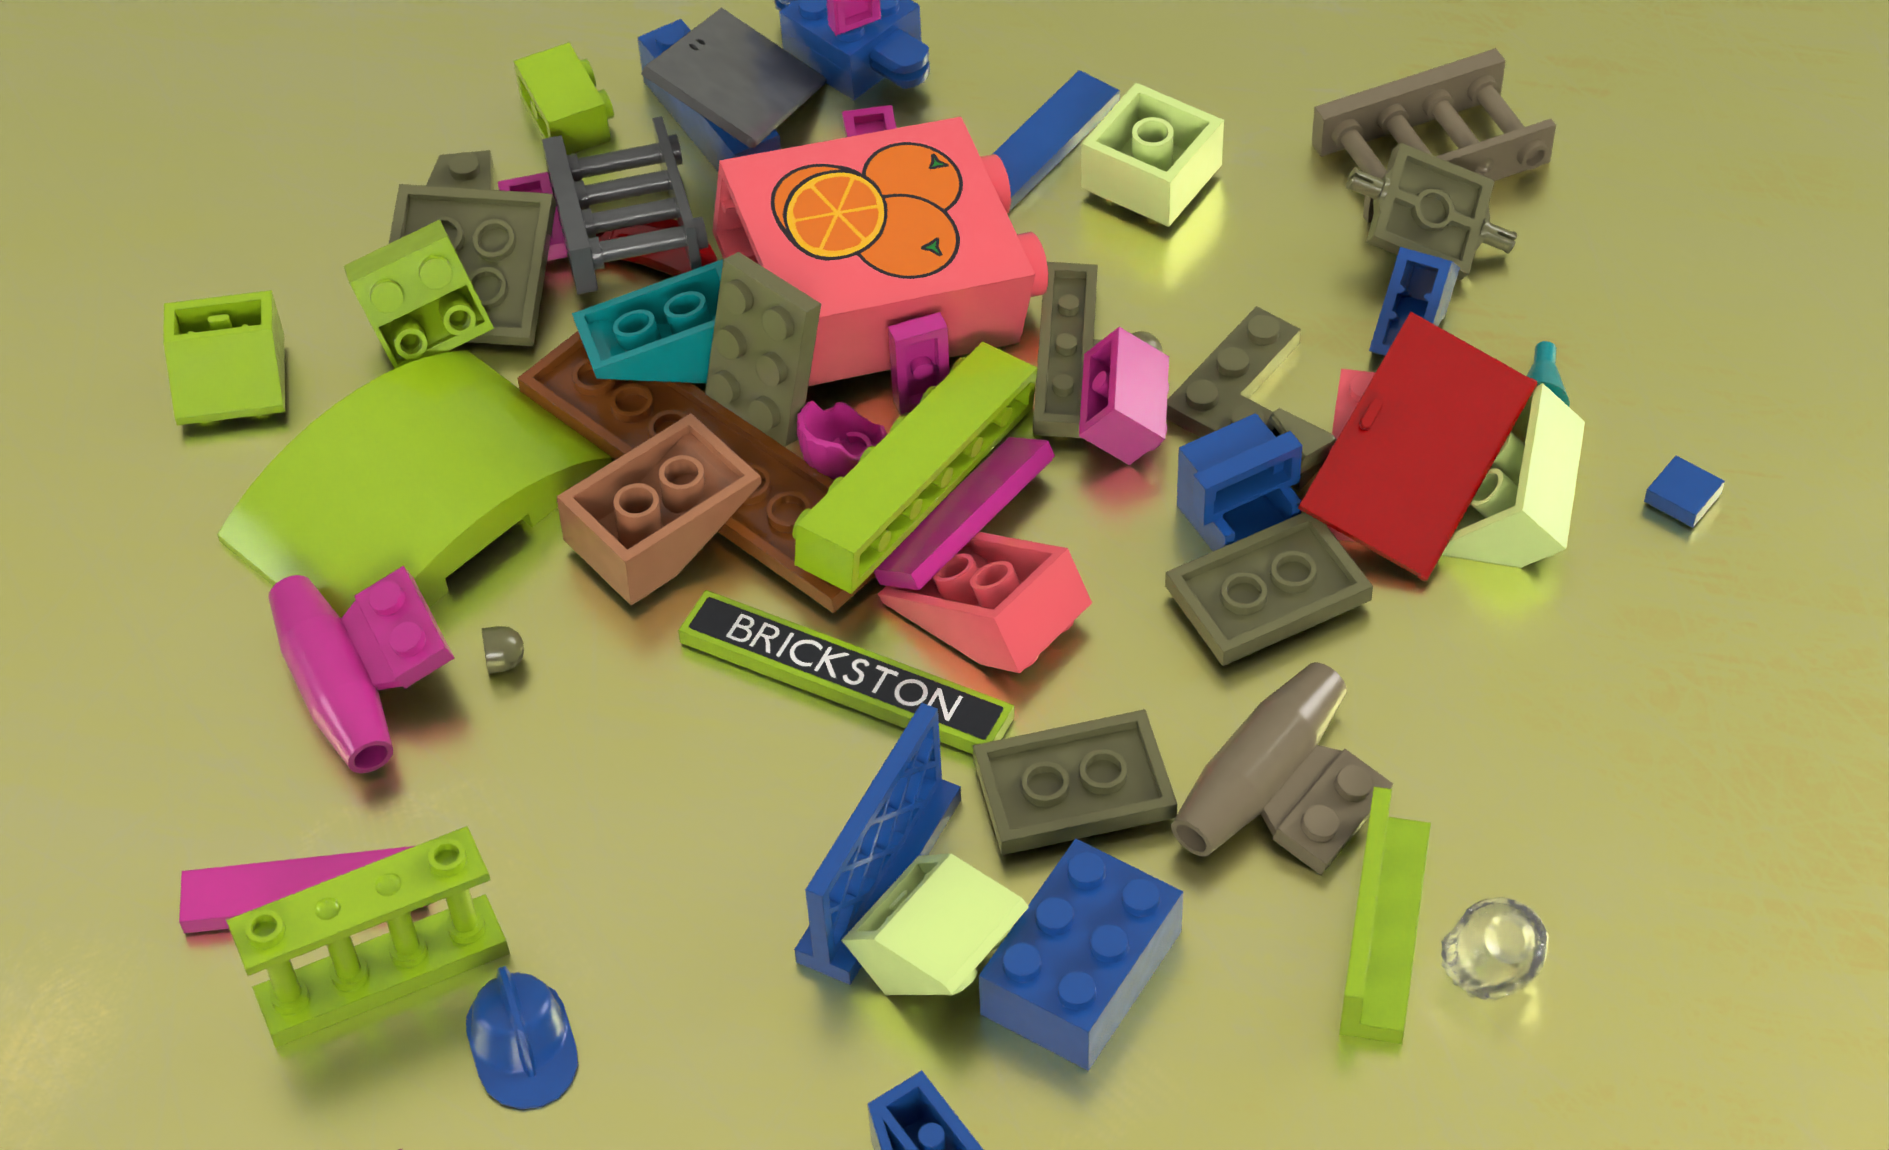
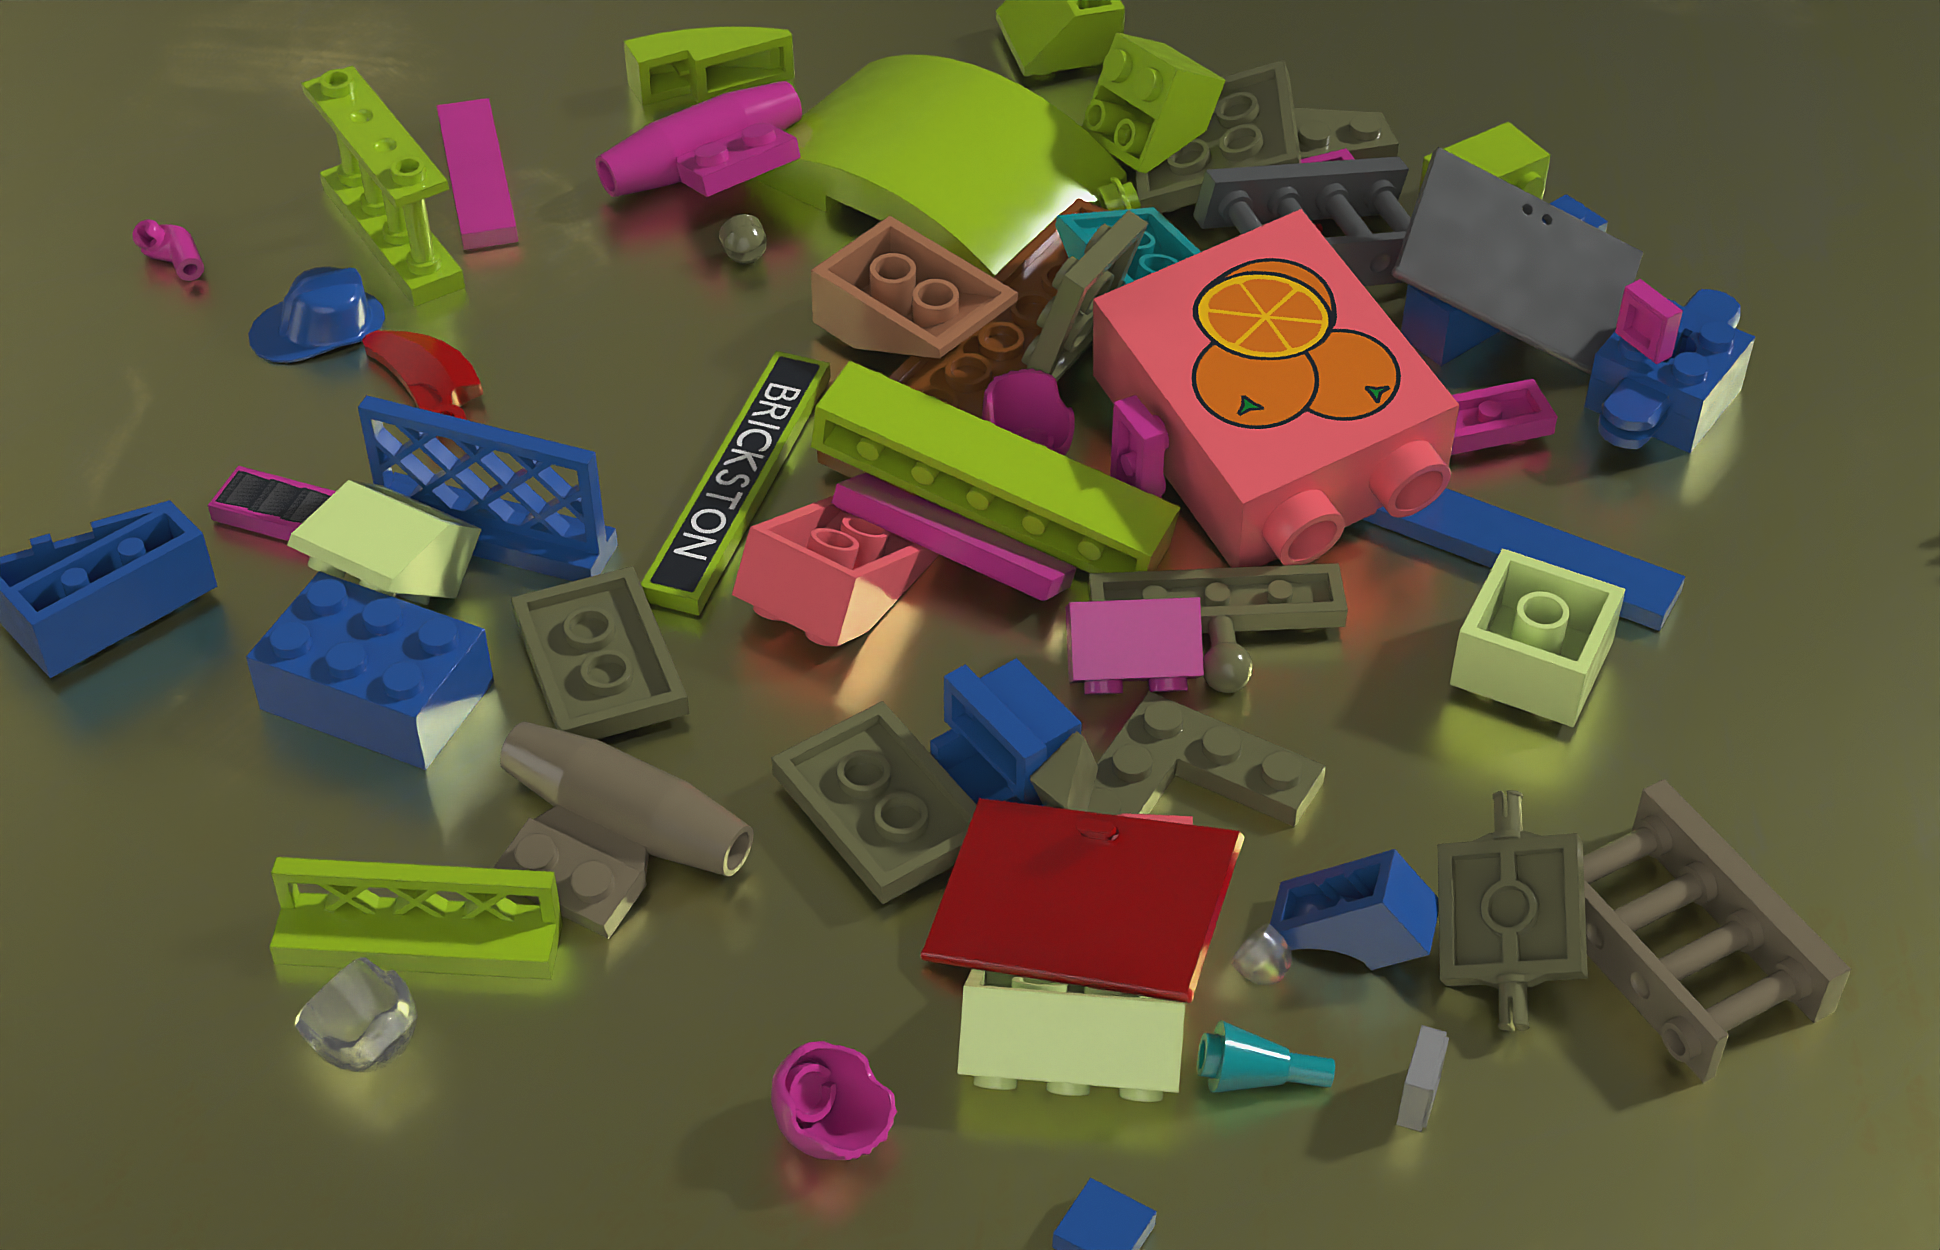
camera: 80 degrees right, 5 degrees down
(188, 670) = (707, 61): none -> lime slope
(523, 351) = (1118, 196): none -> lime plate
(643, 924) = (428, 369): none -> red piece
(817, 1058) = (266, 502): none -> tile
(1564, 293) = (1422, 1078): none -> light grey tile
(1588, 634) = (831, 1102): none -> dark pink hair

